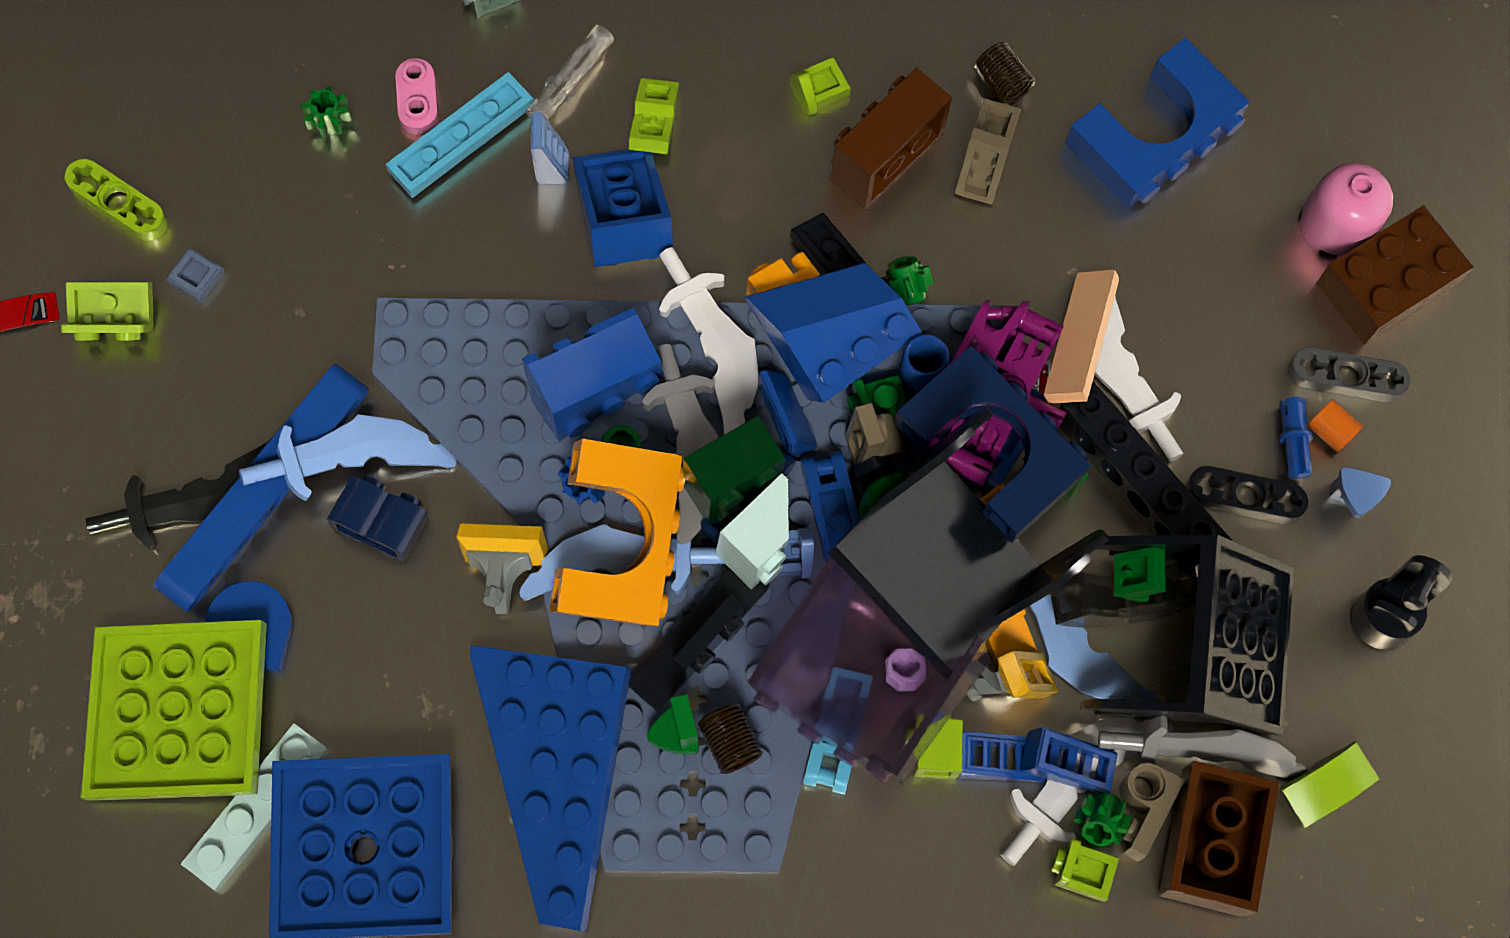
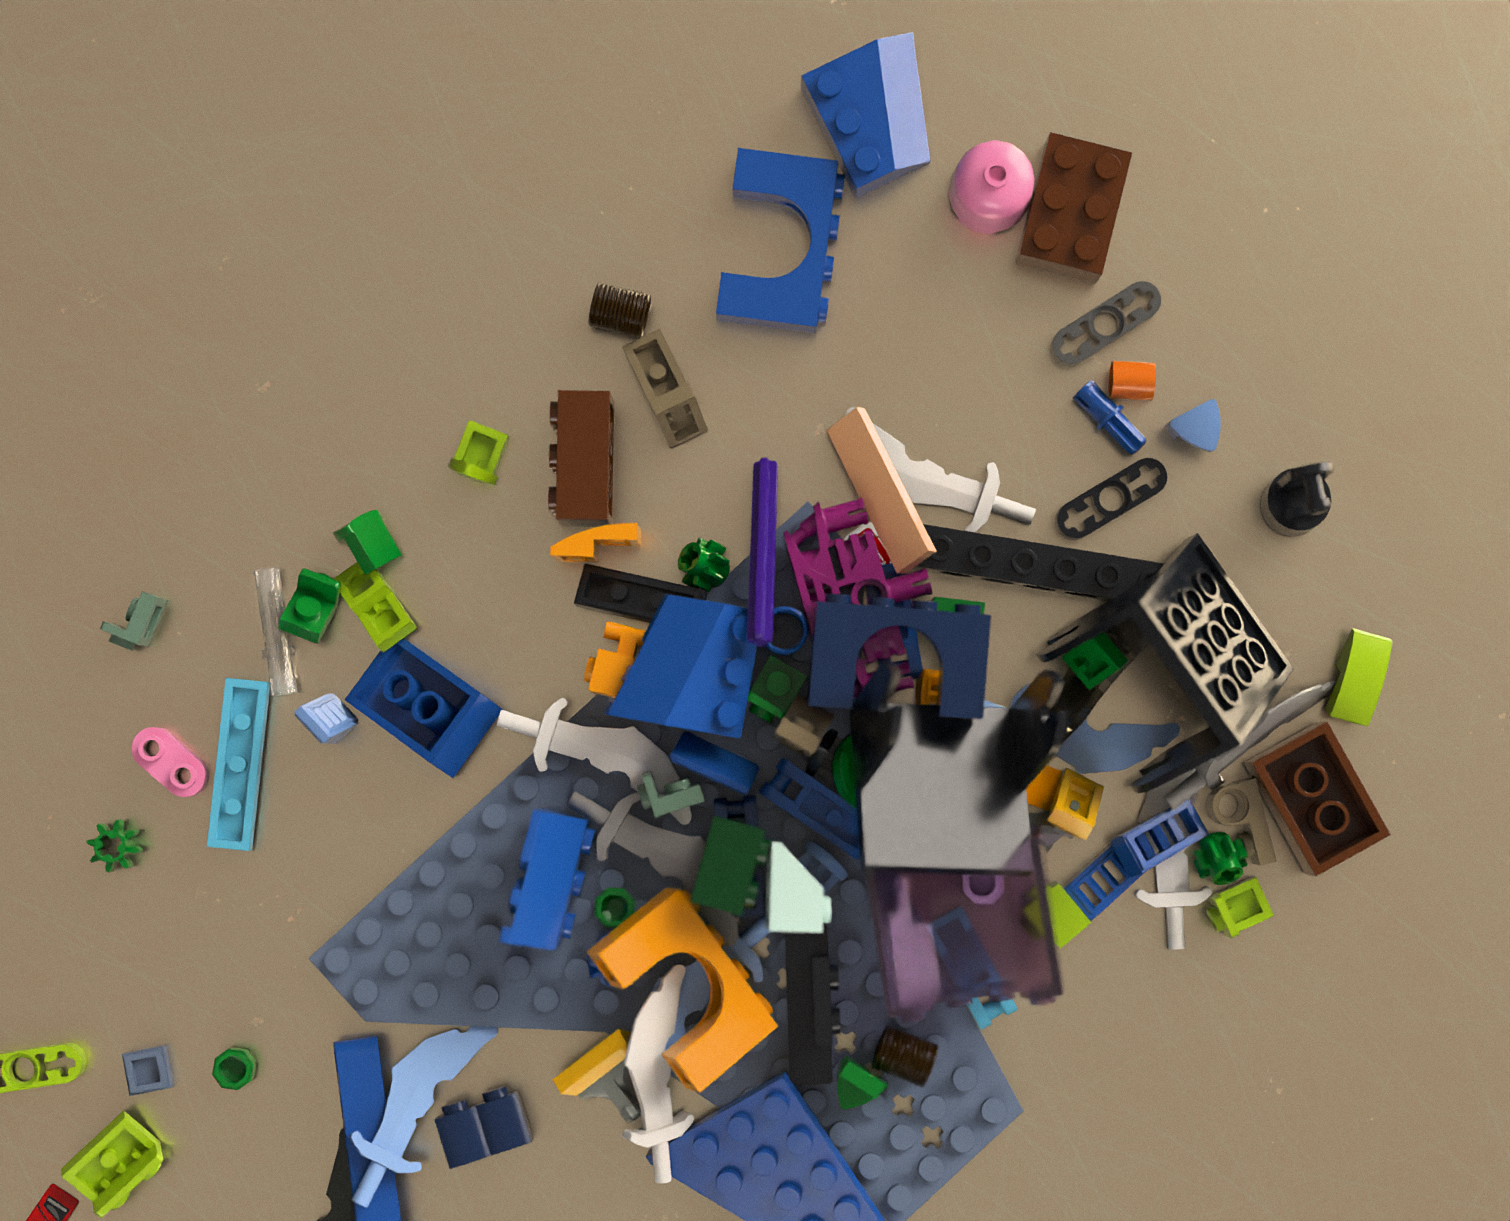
camera: 35 degrees left, 15 degrees up
(252, 324) = (234, 1068): none -> green tile
(563, 547) = (651, 1073): none -> white sword
(611, 79) = (311, 606): none -> green bracket
(690, 70) = (369, 541): none -> green tile
(736, 406) = (678, 795): none -> sand green bracket
(846, 193) = (585, 544): none -> light orange slope
(957, 298) = (762, 552): none -> dark purple axle
(1301, 97) = (871, 111): none -> blue wedge

